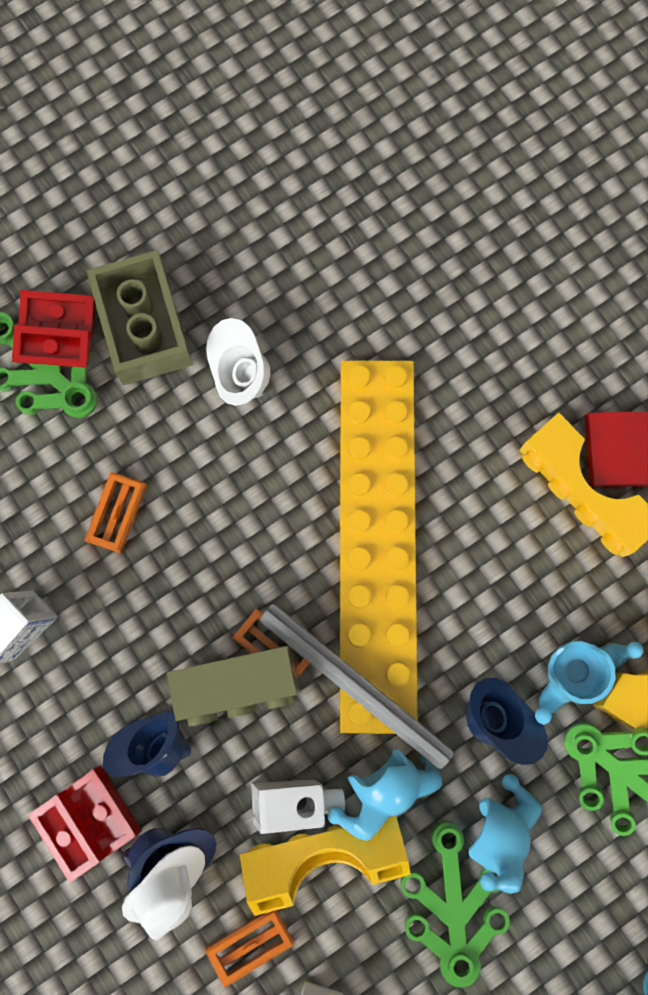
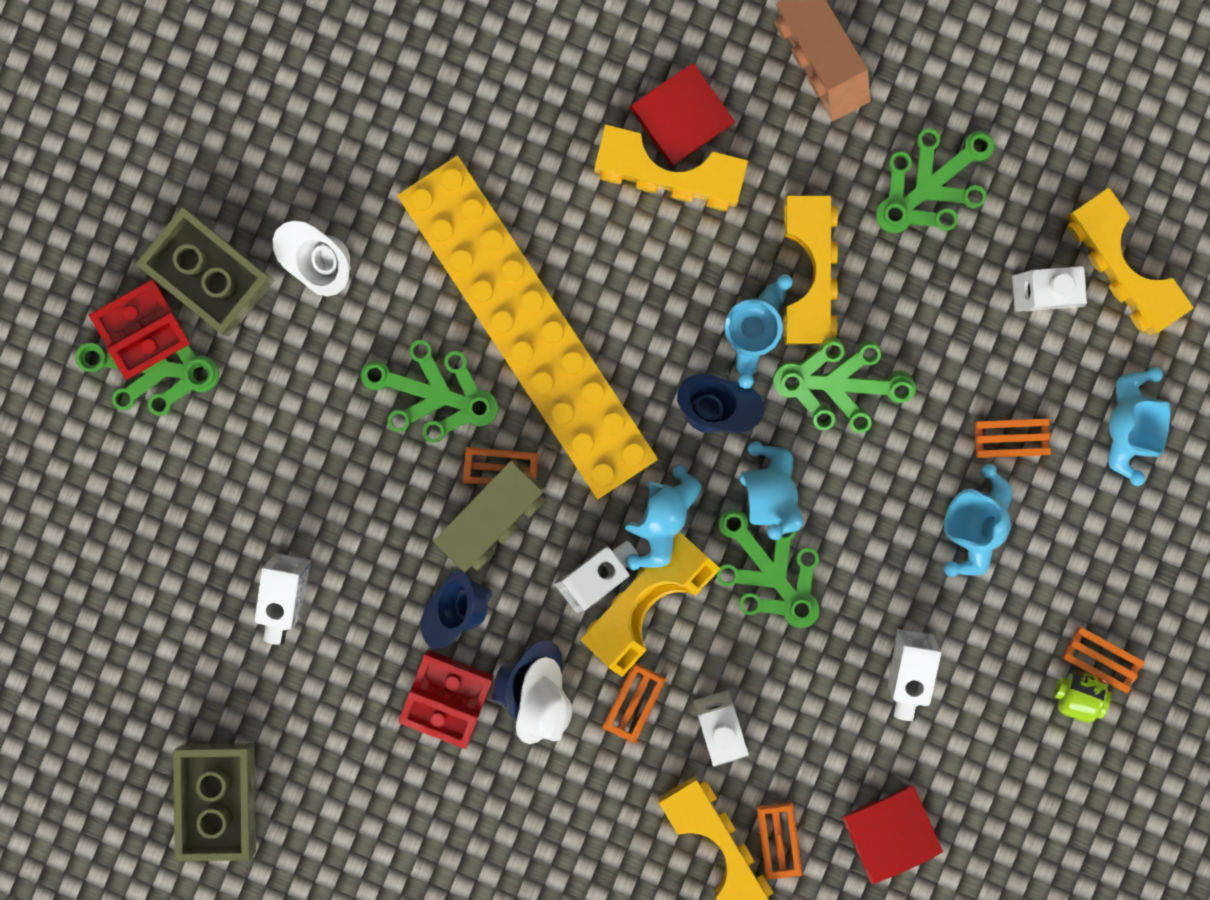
camera: 30 degrees left, 10 degrees up
(128, 520) = (312, 443): orange tile -> none
(261, 546) = (435, 394): none -> bright green plant
(357, 686) = (584, 454): light grey axle -> none

